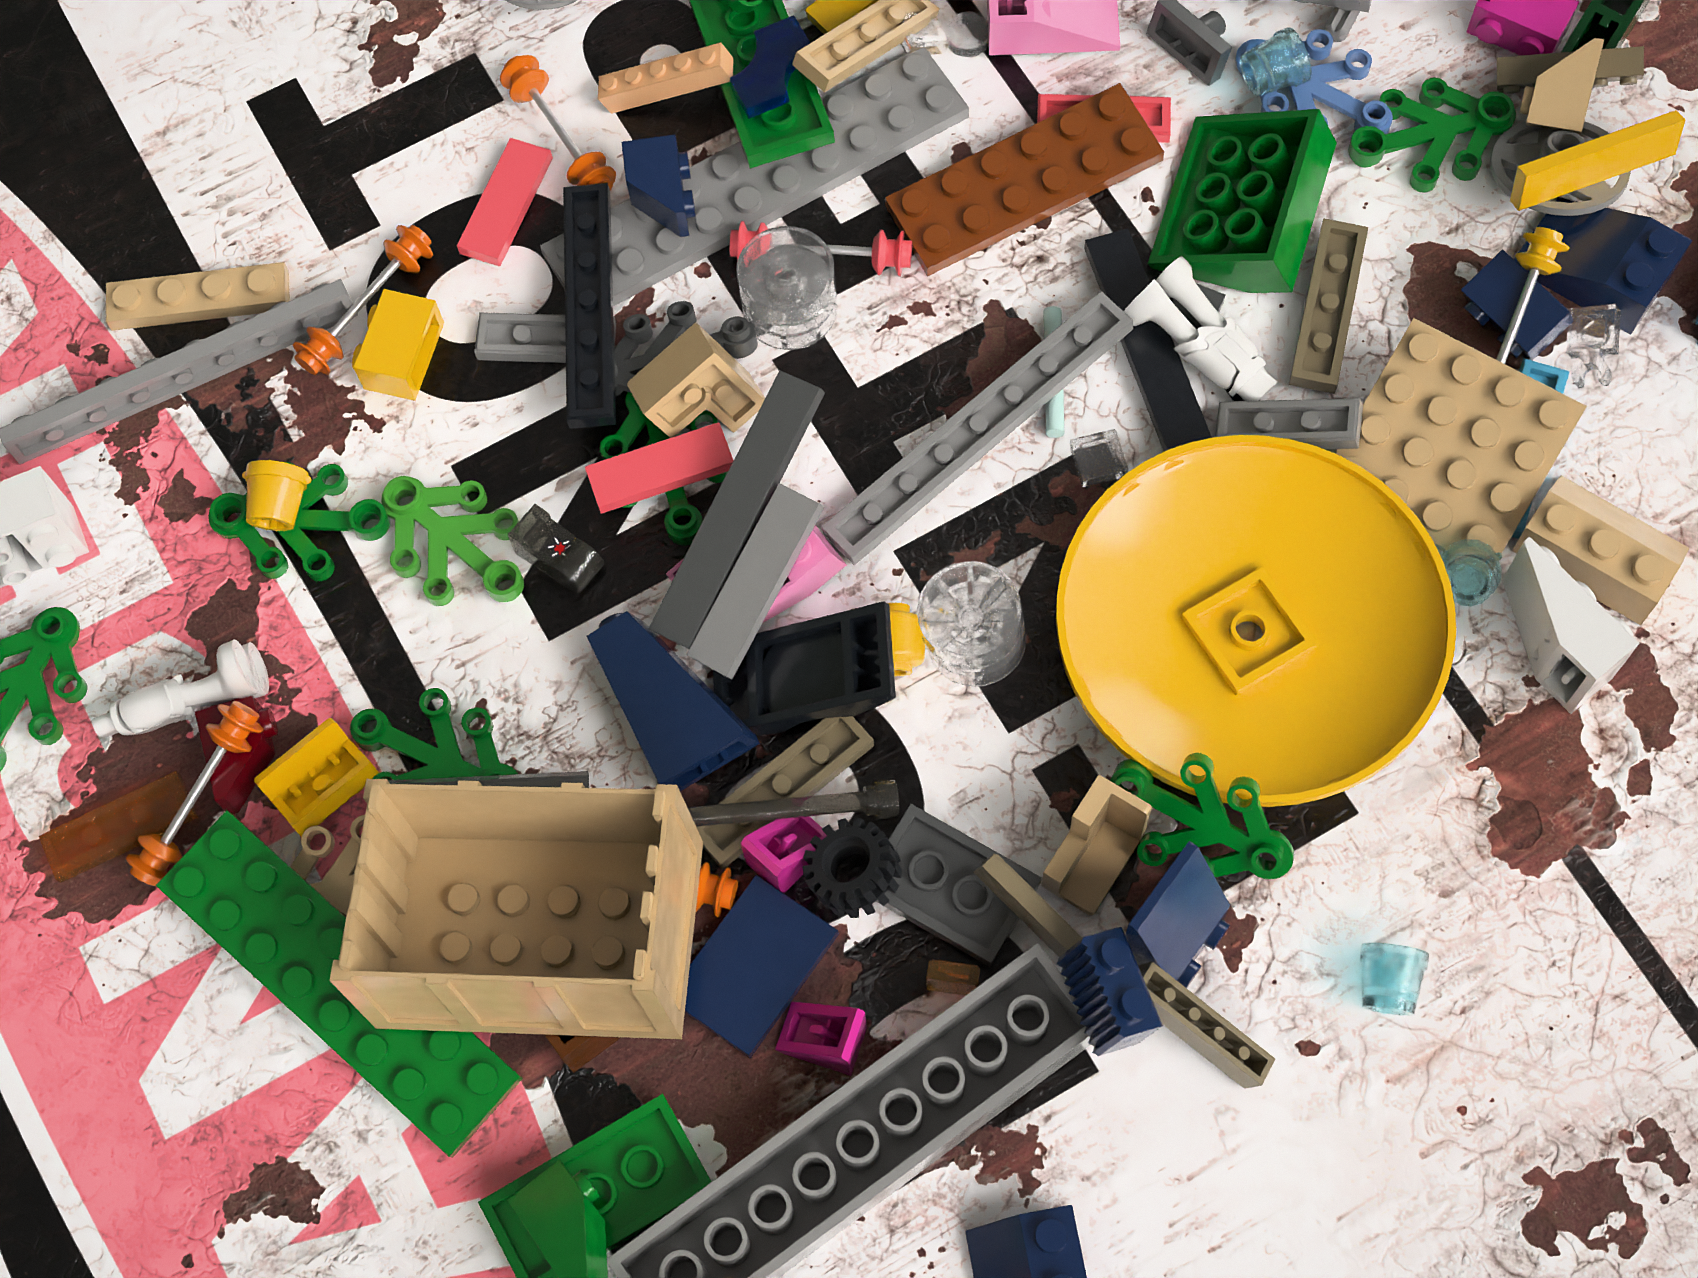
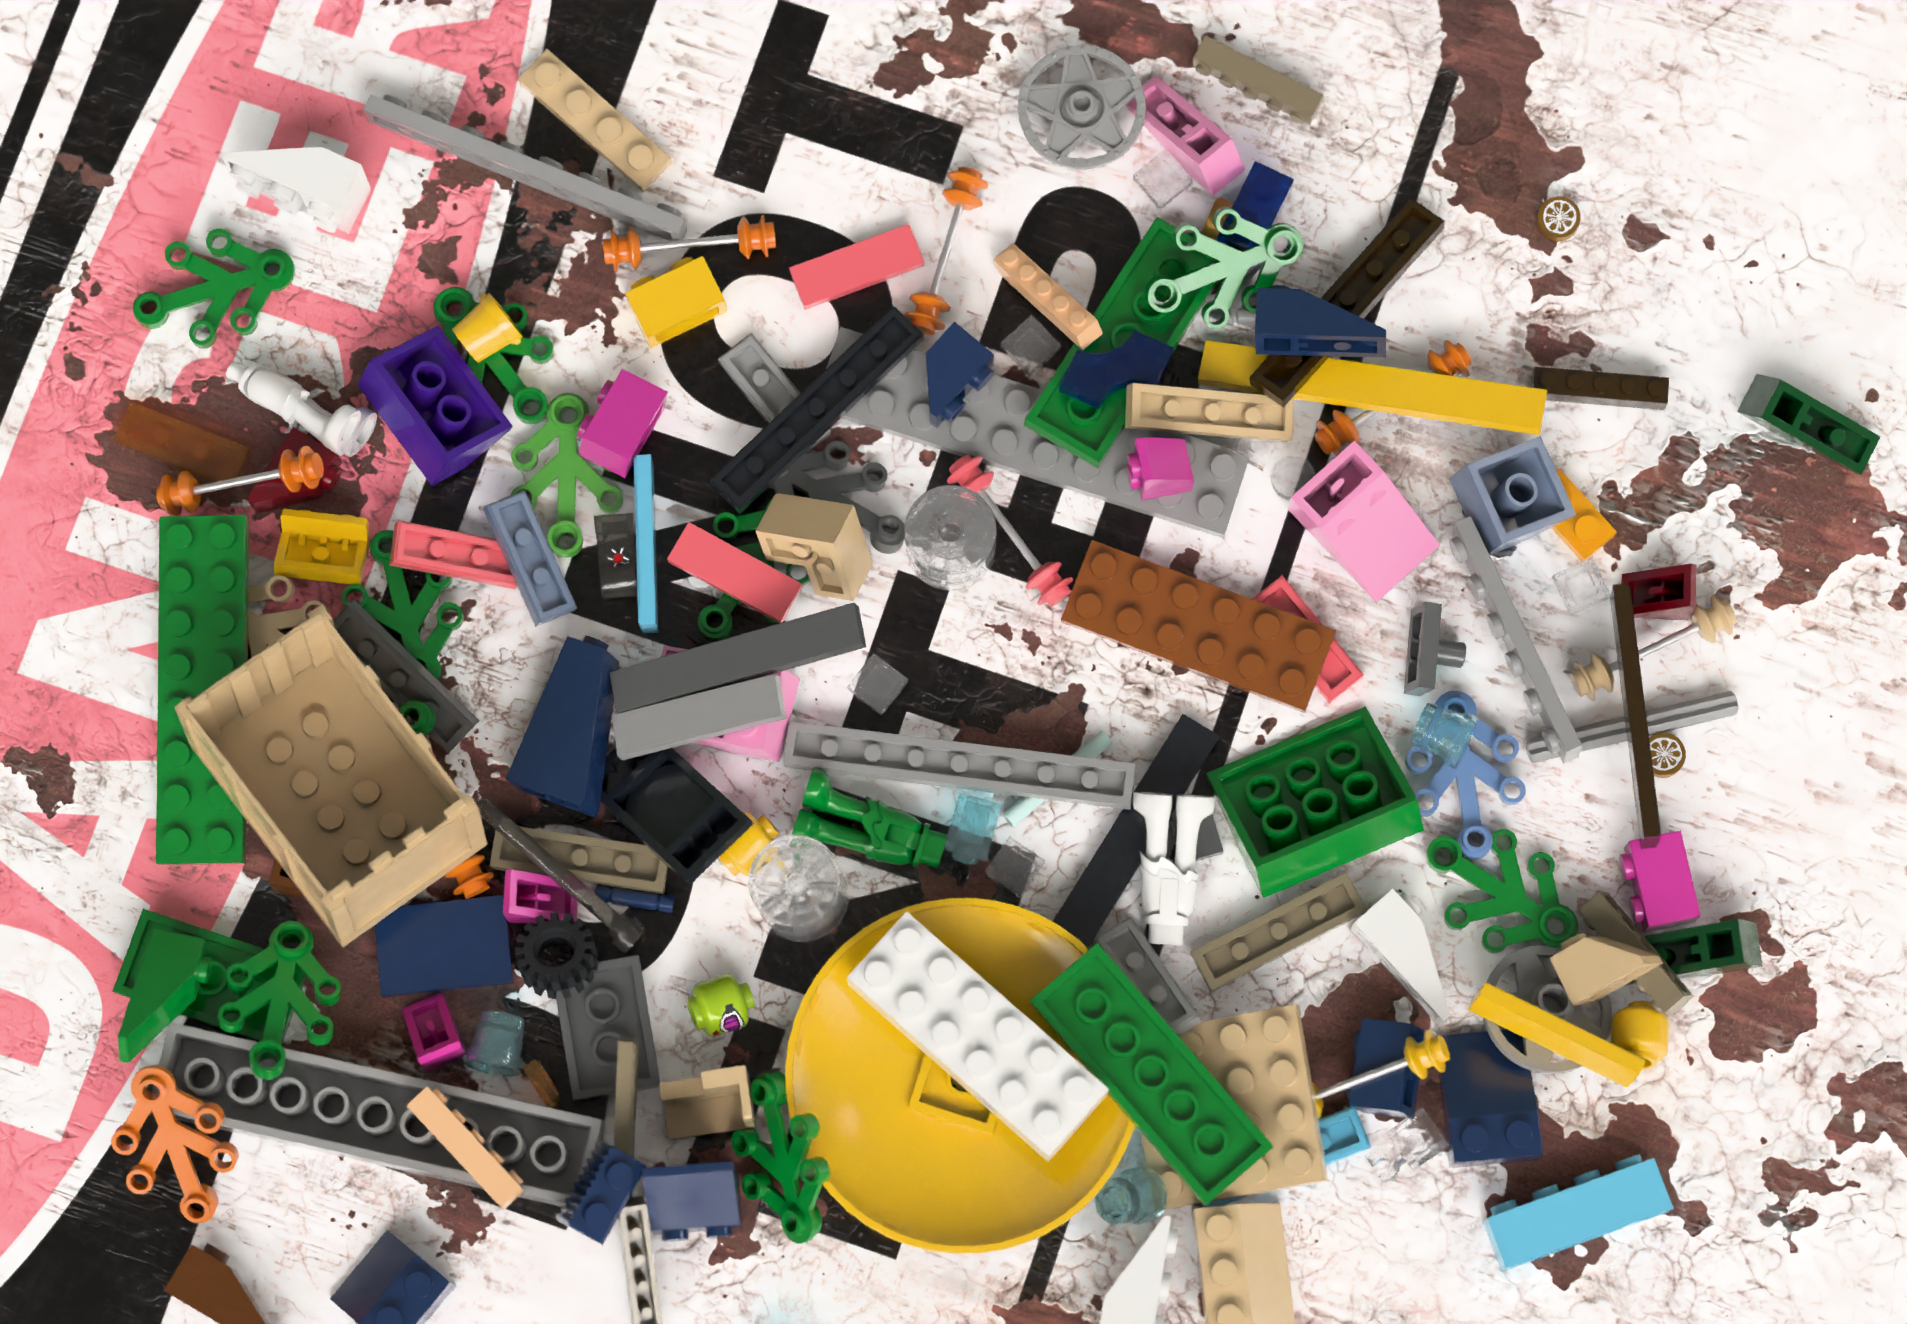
camera: 45 degrees right, 10 degrees up
(291, 590) = (433, 404): none -> dark purple slope
(431, 672) = (449, 554): none -> coral tile
(454, 457) = (622, 422): none -> dark pink brick
(491, 619) = (529, 558): none -> sand blue tile
(532, 491) = (646, 543): none -> medium azure tile
(671, 1135) = (280, 992): none -> green plant
(691, 127) = (1030, 345): none -> clear tile
(851, 442) = (877, 684): none -> clear tile
(860, 768) = (636, 898): none -> dark blue wheel
(878, 95) = (1159, 467): none -> dark pink slope
(884, 988) = (497, 1044): none -> clear light blue piece
(962, 1079) = (466, 1146): none -> light nougat piece
(979, 530) = (888, 832): none -> green piece
(1014, 772) = (720, 1005): none -> lime head
(1040, 458) = (972, 829): none -> clear light blue brick
(1239, 567) = (977, 1036): none -> white brick
(1386, 463) = (1151, 1074): none -> green plate
(1426, 226) = (1401, 944): none -> white slope
(1633, 106) = (1641, 1032): none -> yellow head

